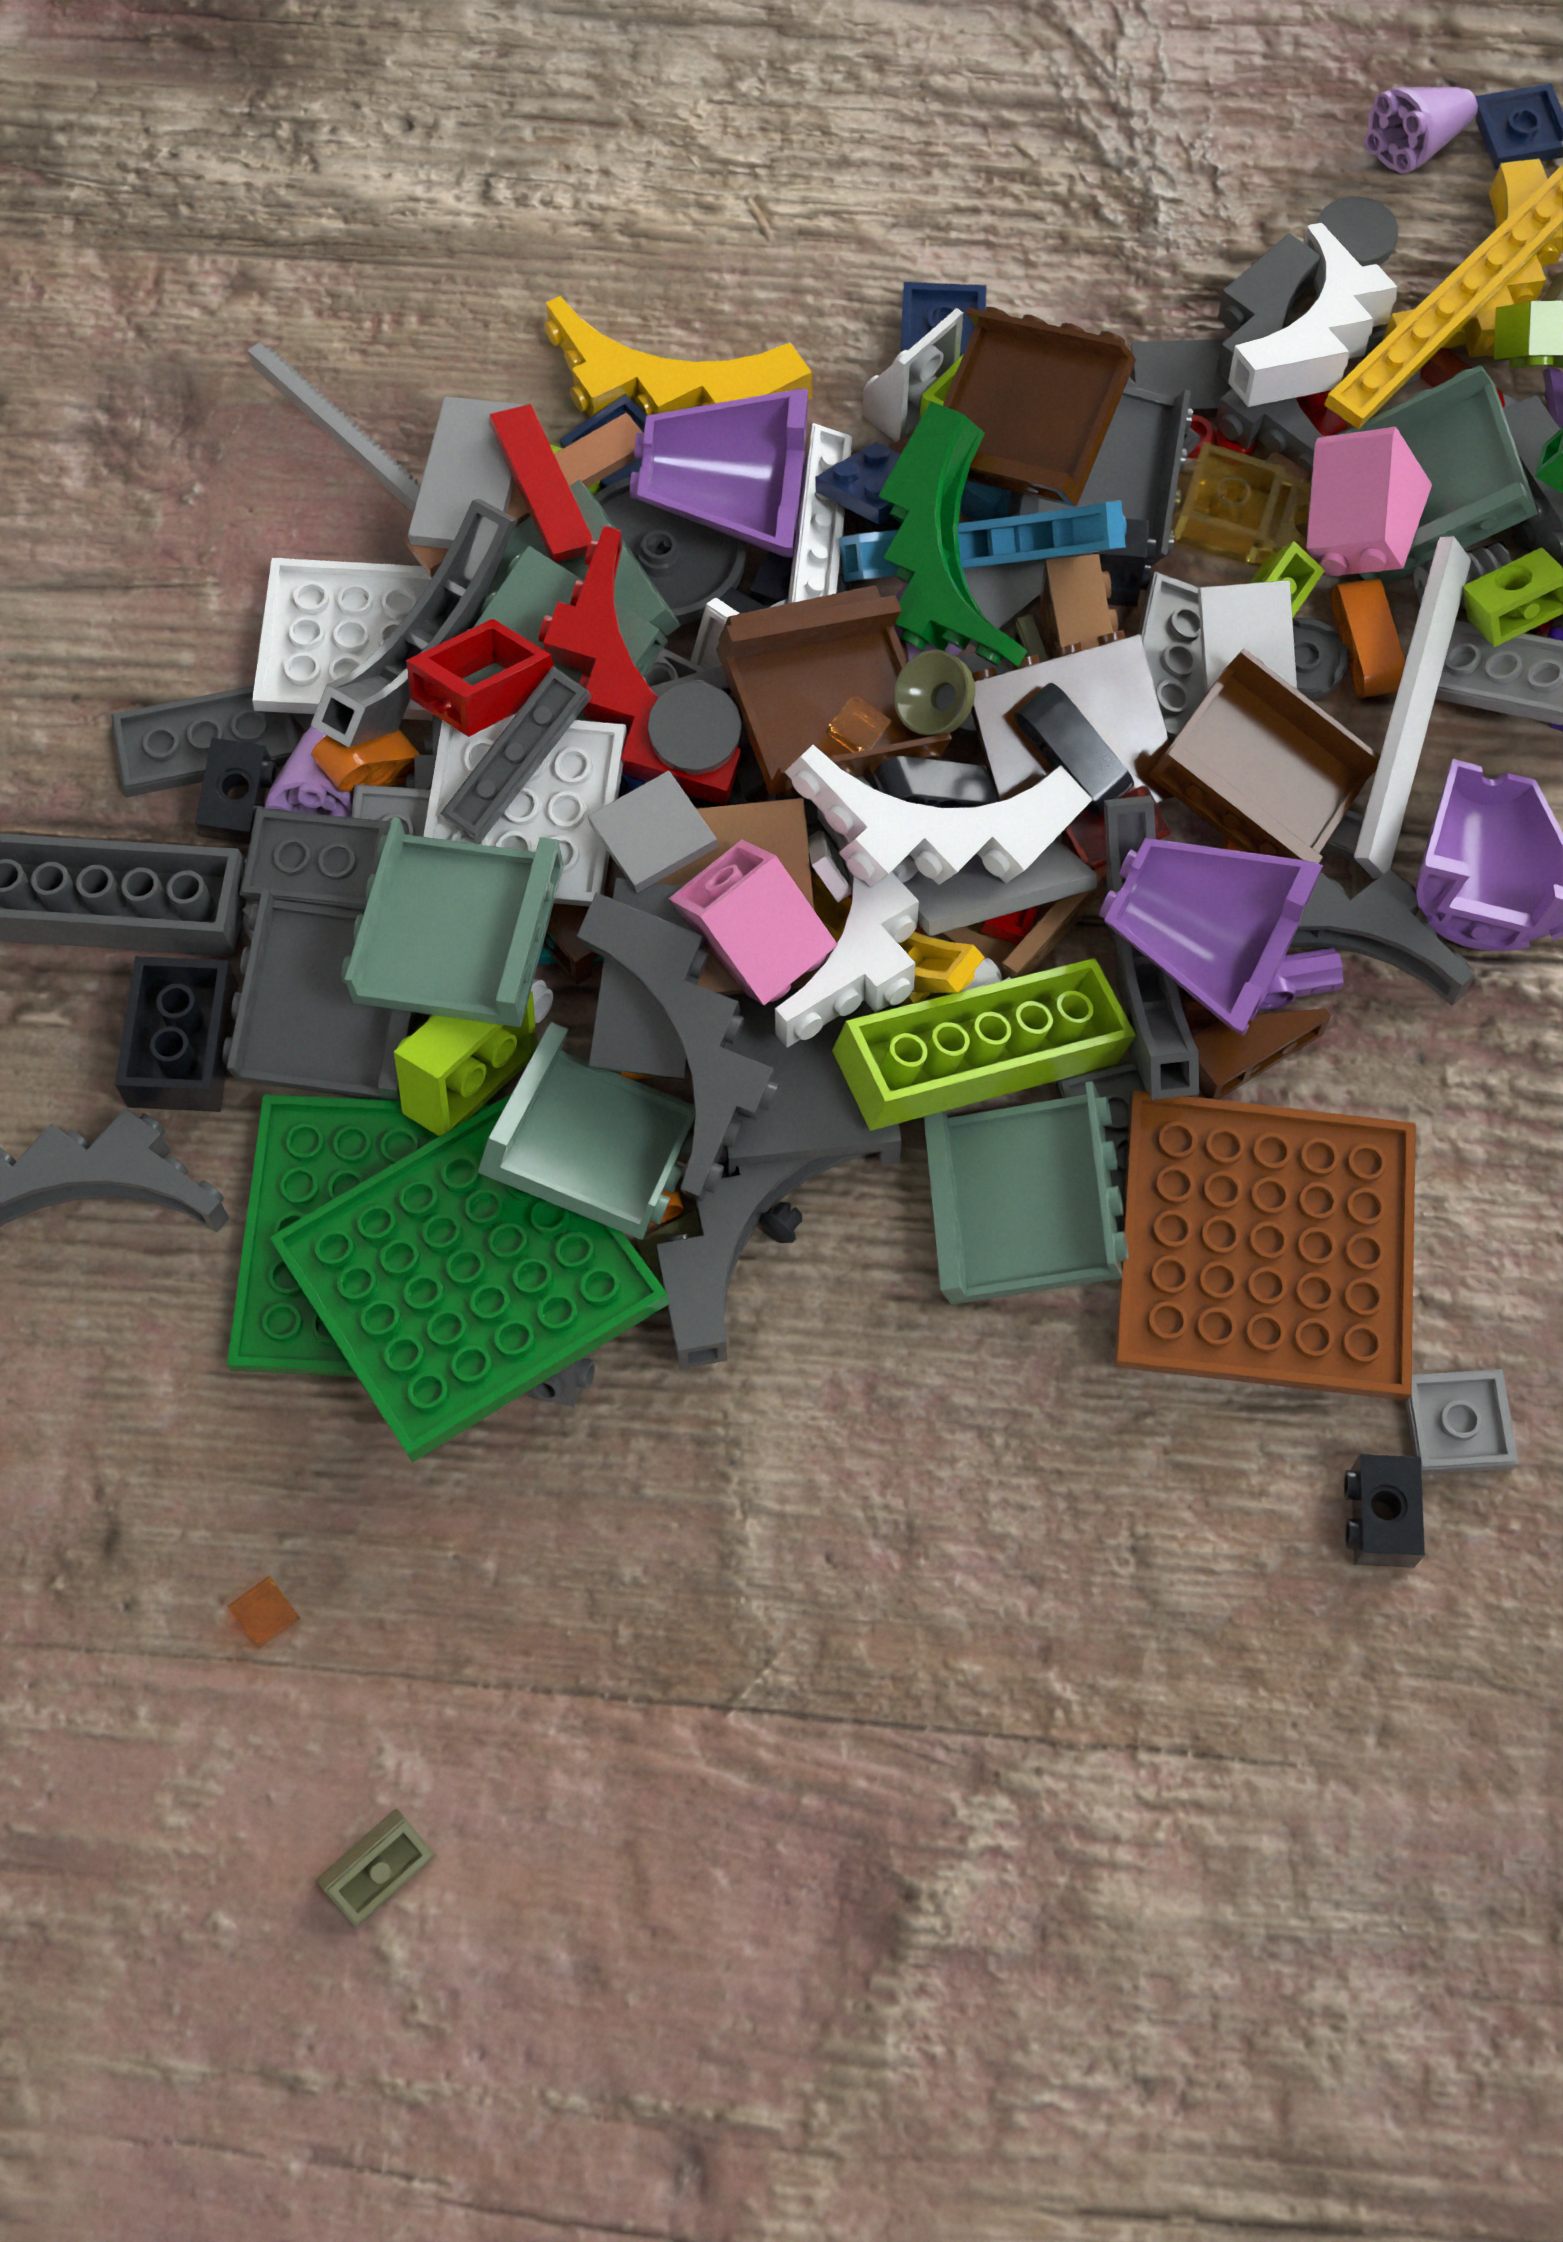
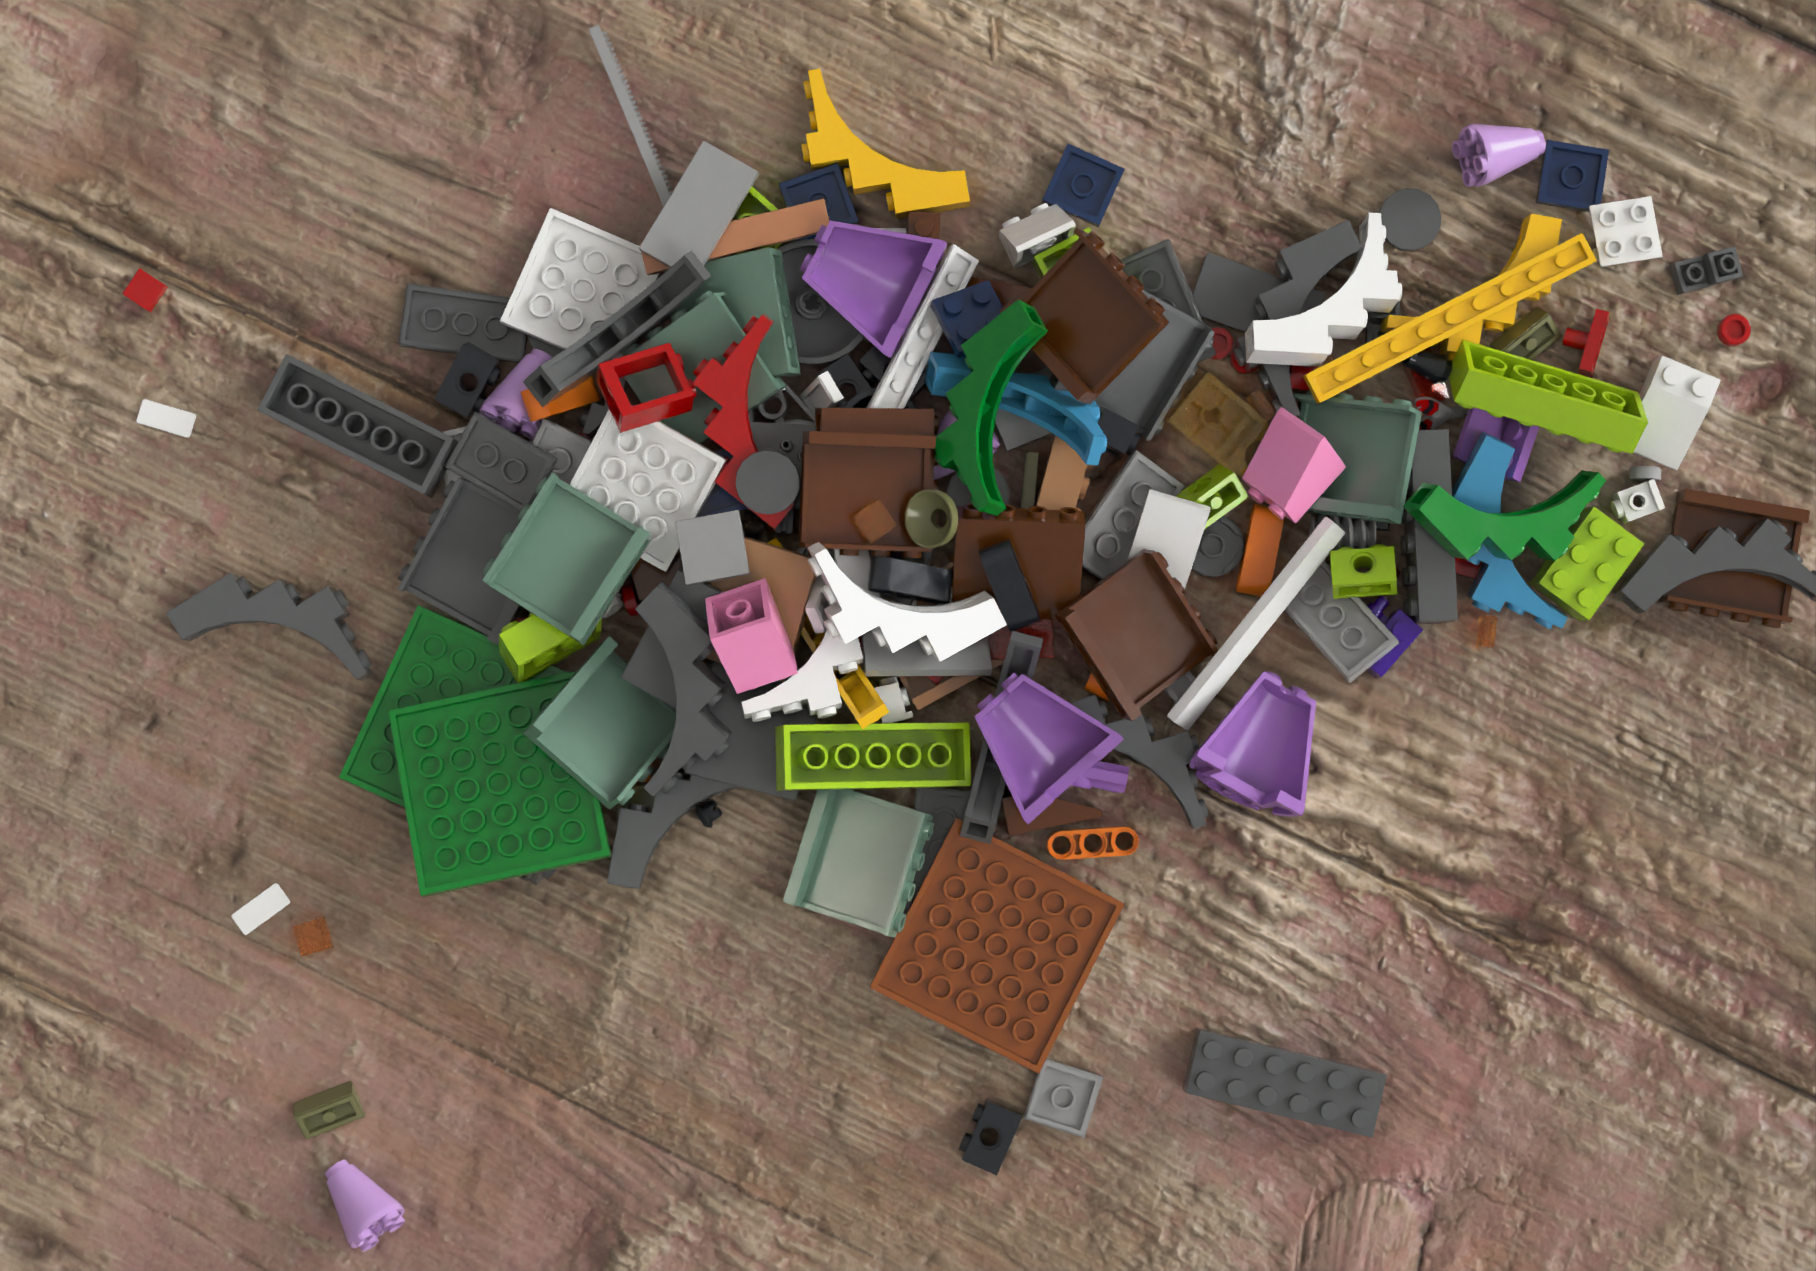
camera: 20 degrees right, 20 degrees up
(170, 1605) = (260, 909): none -> white sticker
(176, 1034) = (376, 544): black brick -> none
(483, 1989) = (362, 1205): none -> lavender cone
(516, 755) = (648, 453): dark grey tile -> none
(541, 482) = (741, 242): red tile -> none
(564, 984) = (630, 599): none -> red tile
(1345, 1048) = (1107, 842): none -> orange beam
(1468, 355) = (1430, 366): none -> black cone

